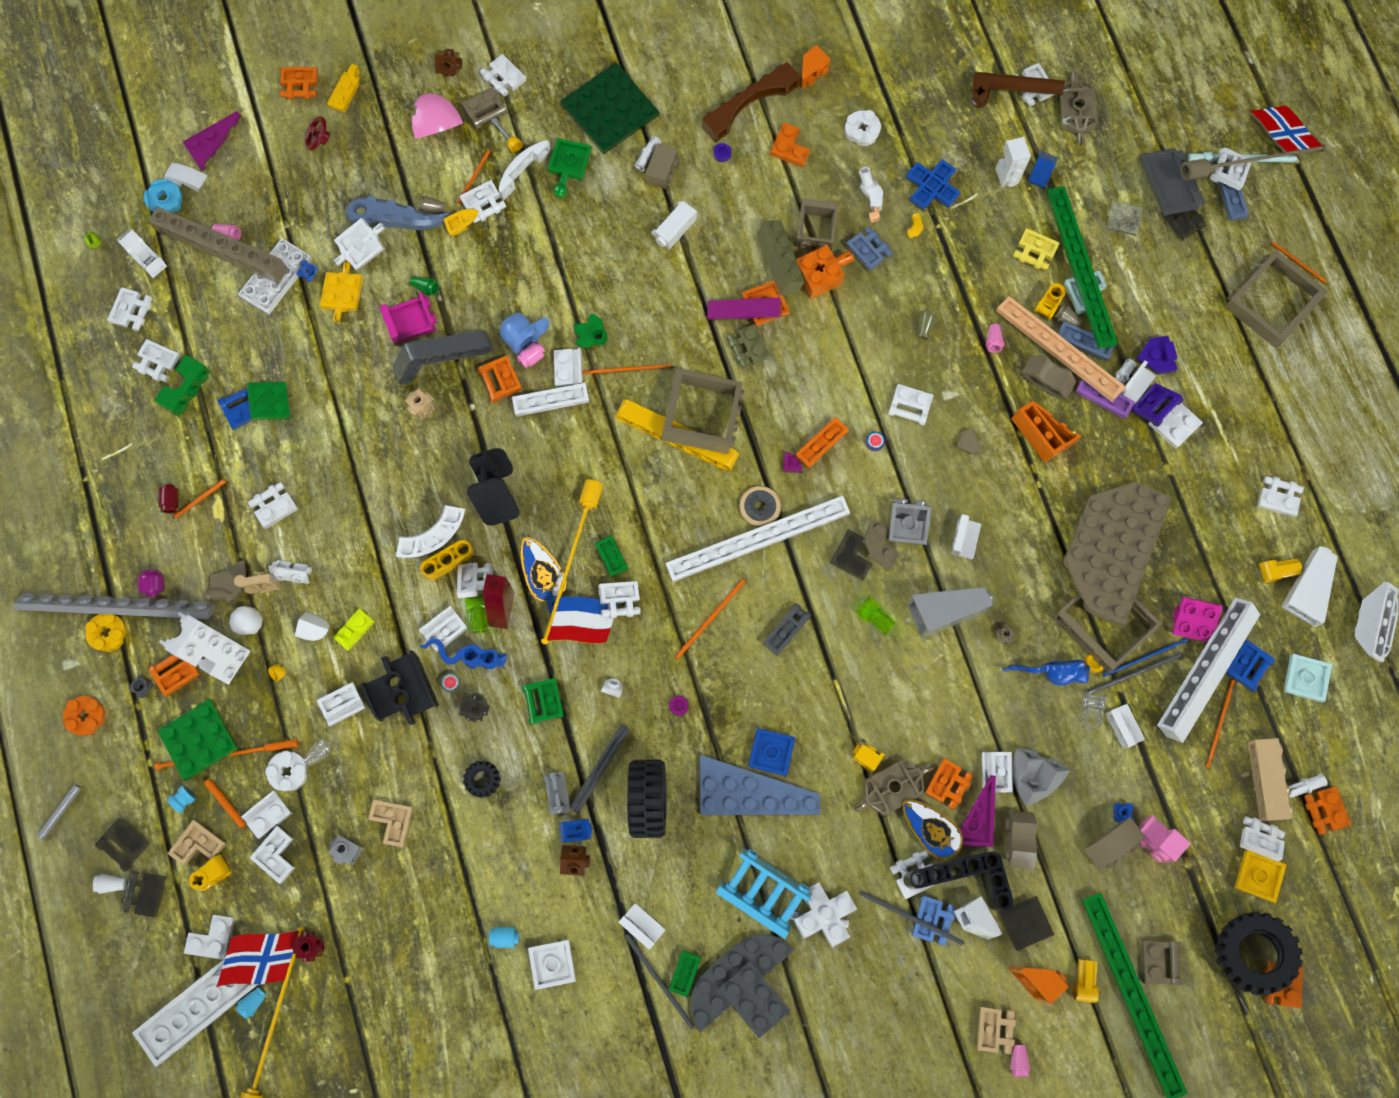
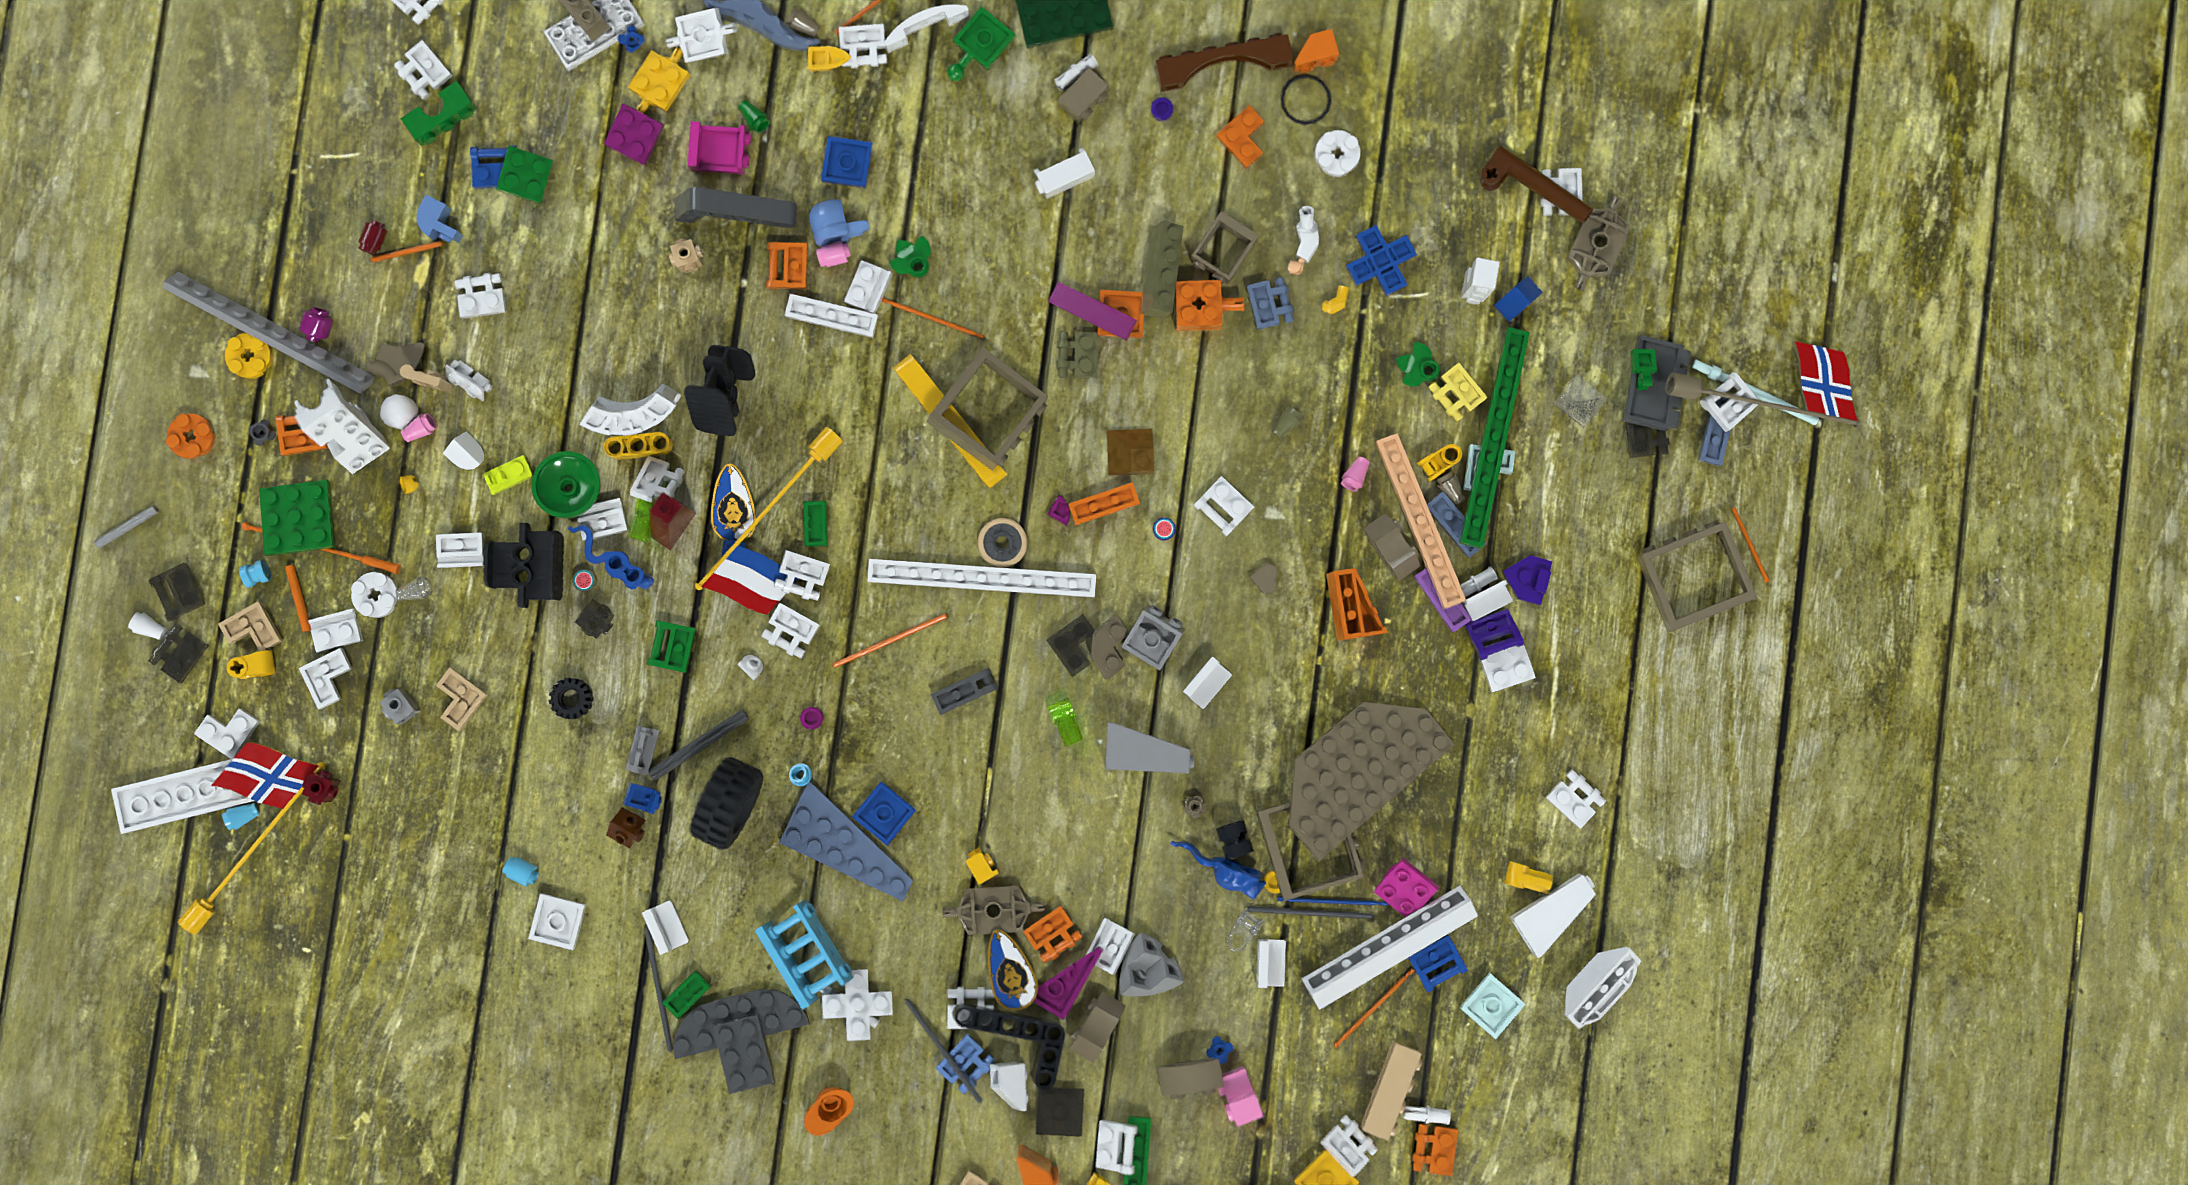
camera: 25 degrees right, 10 degrees up
(209, 463) = (432, 218): none -> medium blue brick
(267, 624) = (419, 427): none -> bright pink cone
(339, 336) = (634, 134): none -> magenta plate
(398, 604) = (557, 473): none -> green dish
(510, 286) = (847, 162): none -> blue plate
(630, 639) = (794, 624): none -> white plate
(687, 750) = (795, 772): none -> medium azure plate
(823, 397) = (1130, 452): none -> pearl gold slope
(826, 87) = (1299, 121): none -> black piece
(845, 1012) = (828, 1110): none -> orange piece
(994, 245) = (1414, 365): none -> green plate
(1050, 644) = (1235, 839): none -> black wheel
(1080, 930) = (1110, 1146): none -> white plate
(1158, 169) = (1643, 362): none -> green plate

